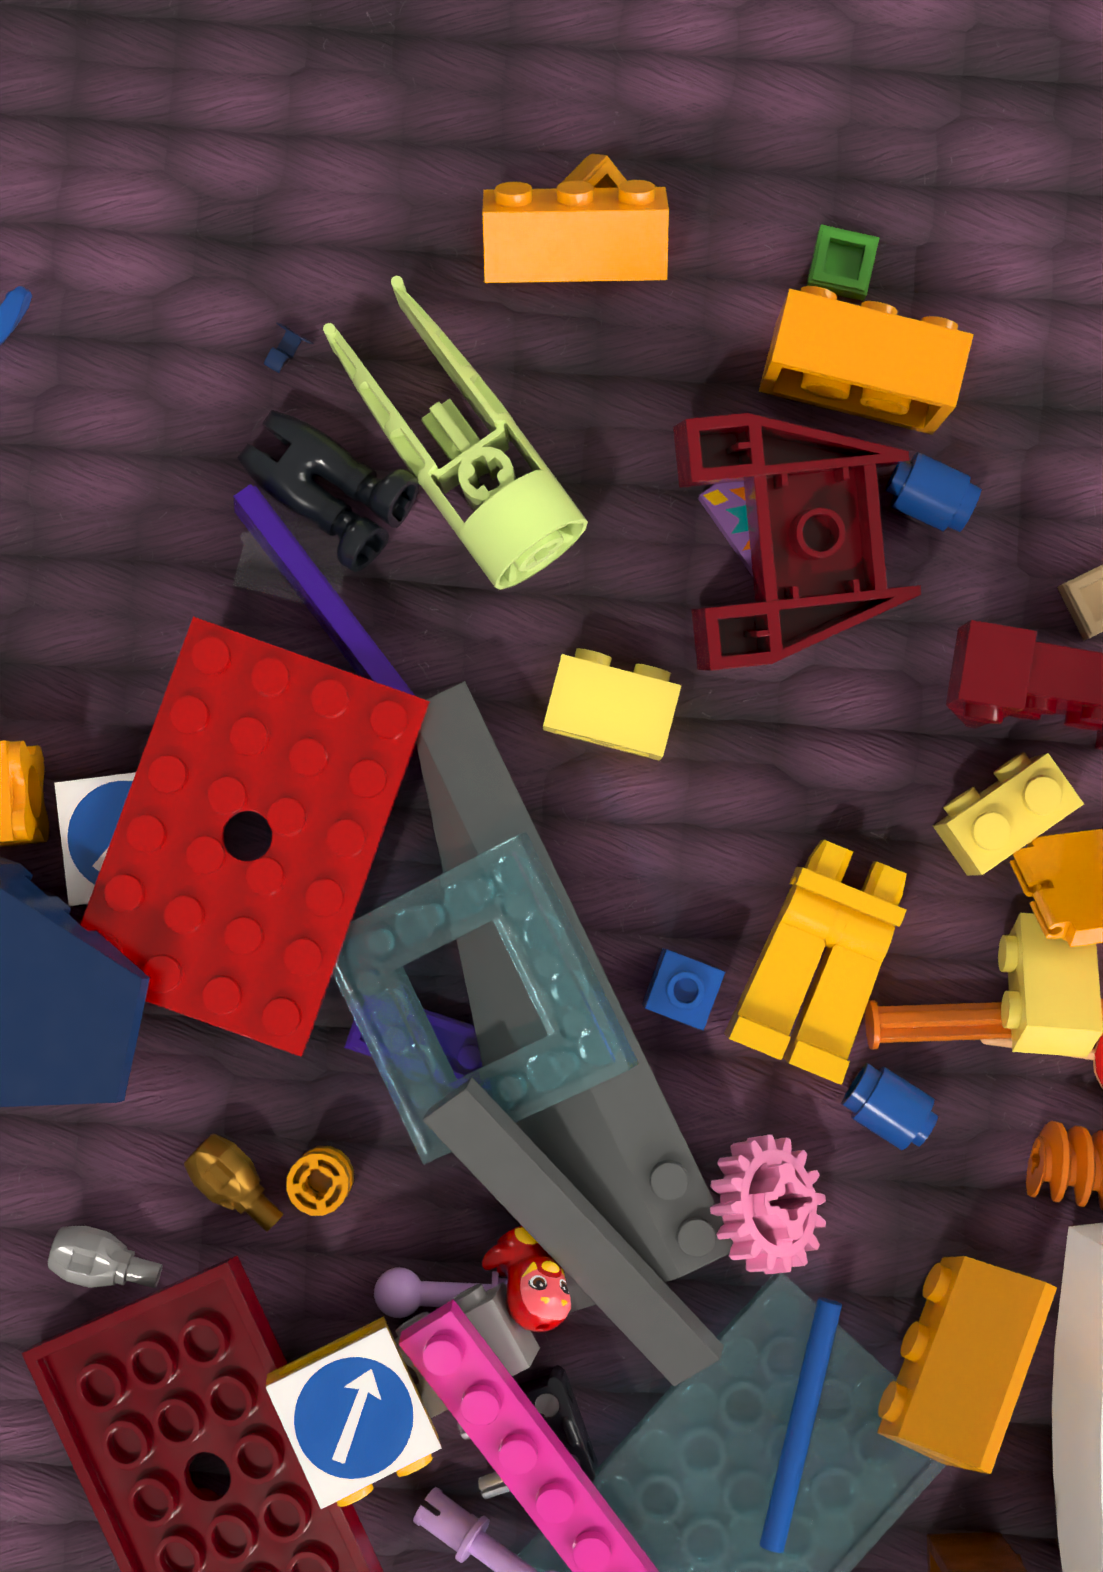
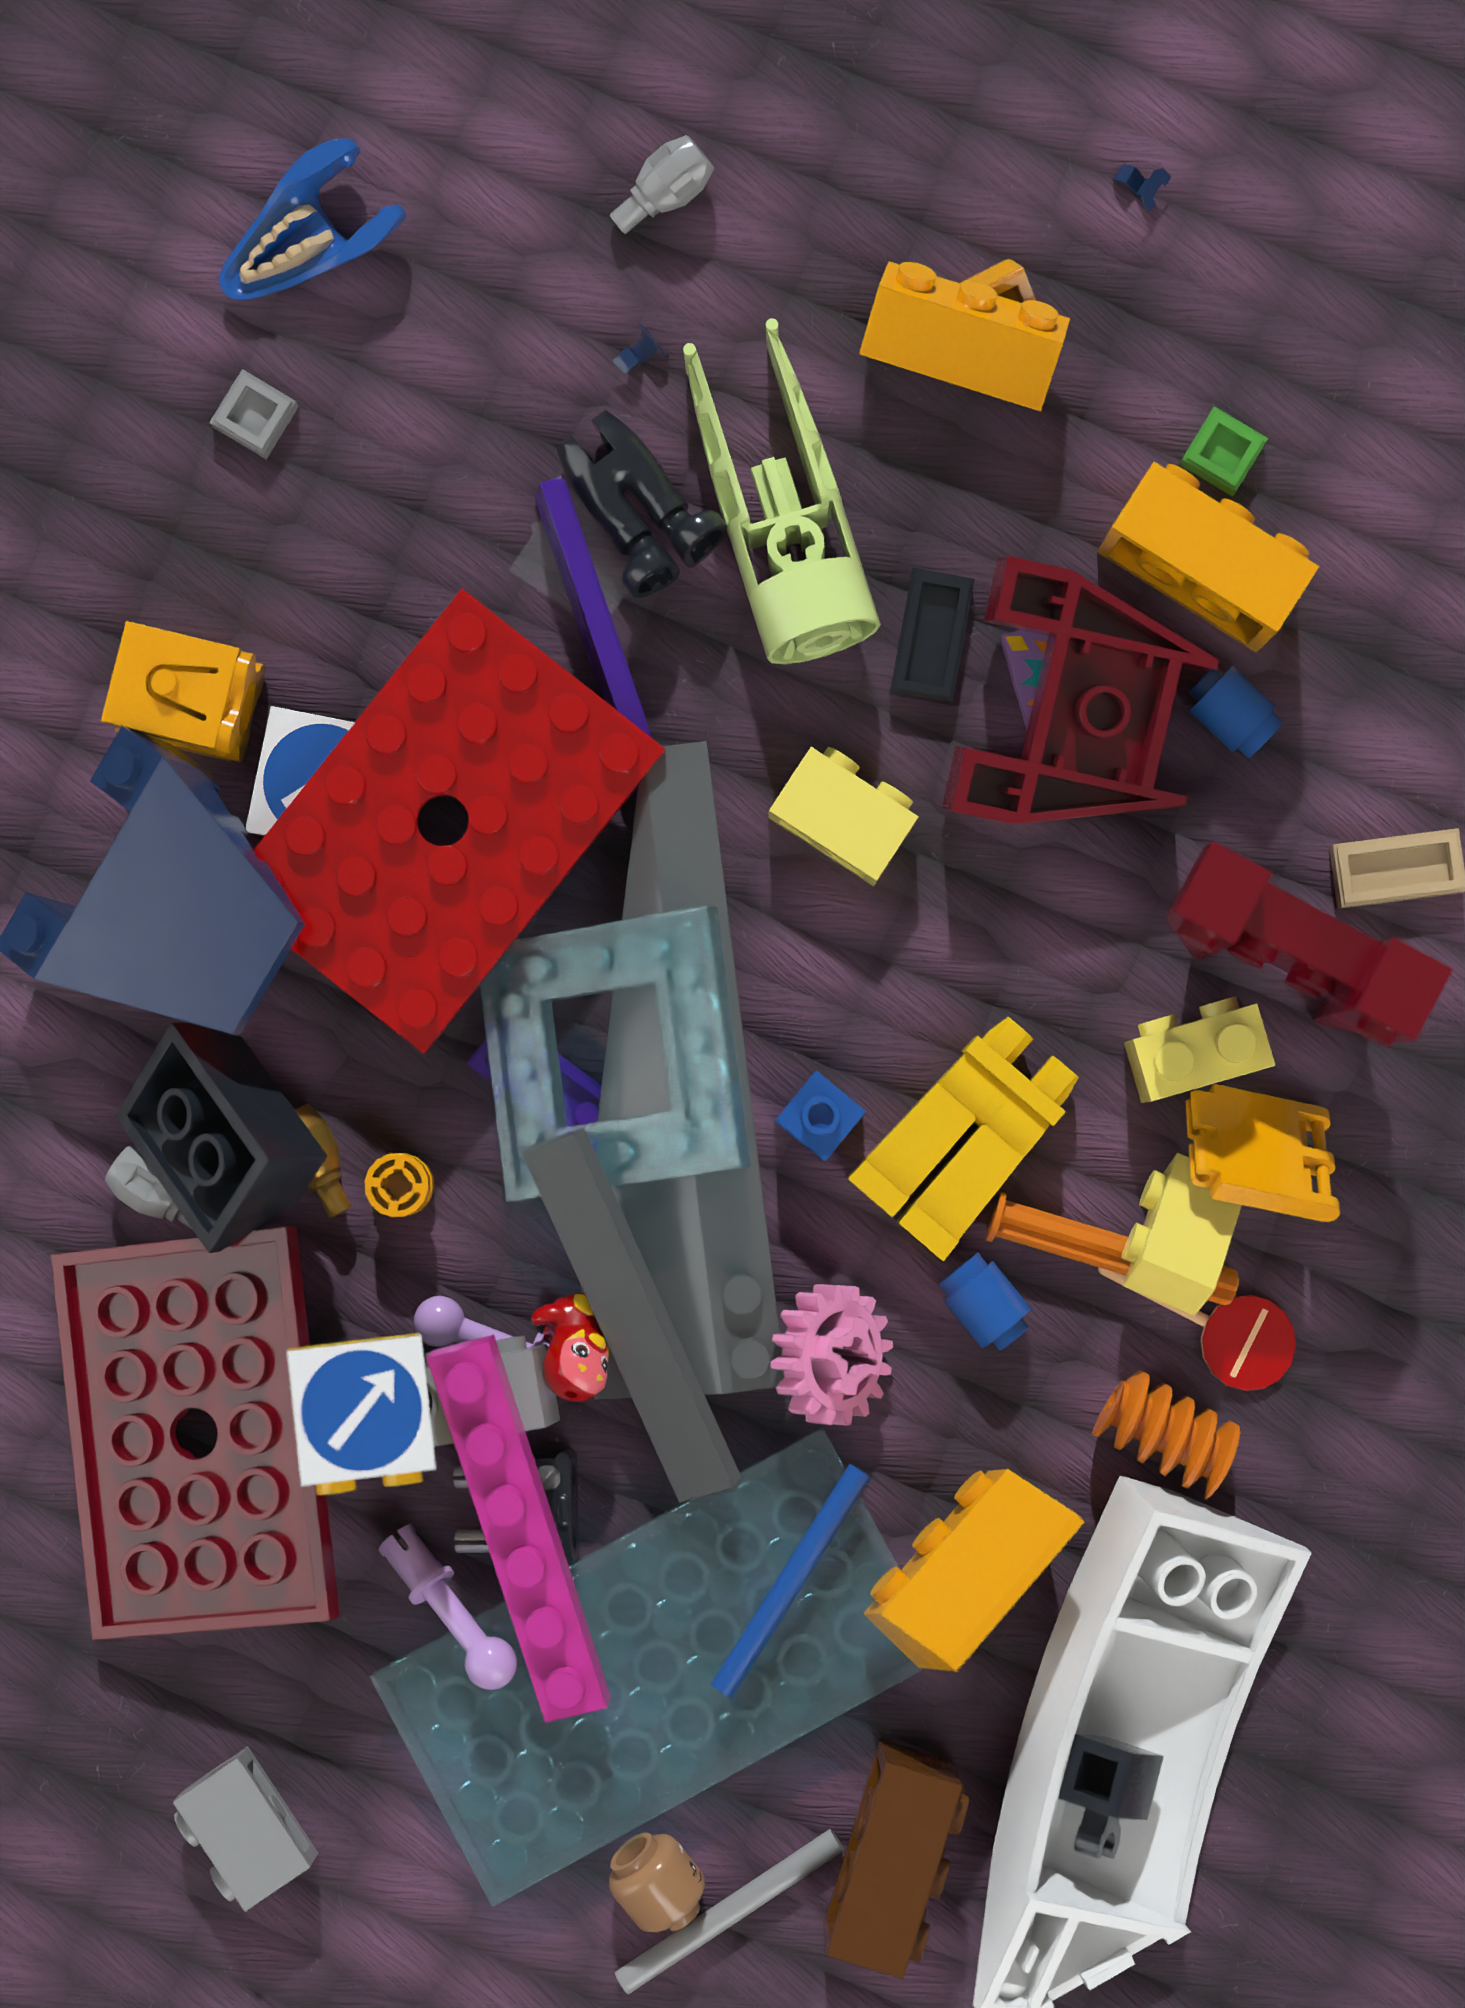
camera: 20 degrees right, 0 degrees up
(138, 1195) = (218, 1134): none -> black slope
(257, 186) = (665, 182): none -> light grey piece
(636, 517) = (932, 636): none -> black tile
(685, 48) = (1140, 185): none -> dark blue piece

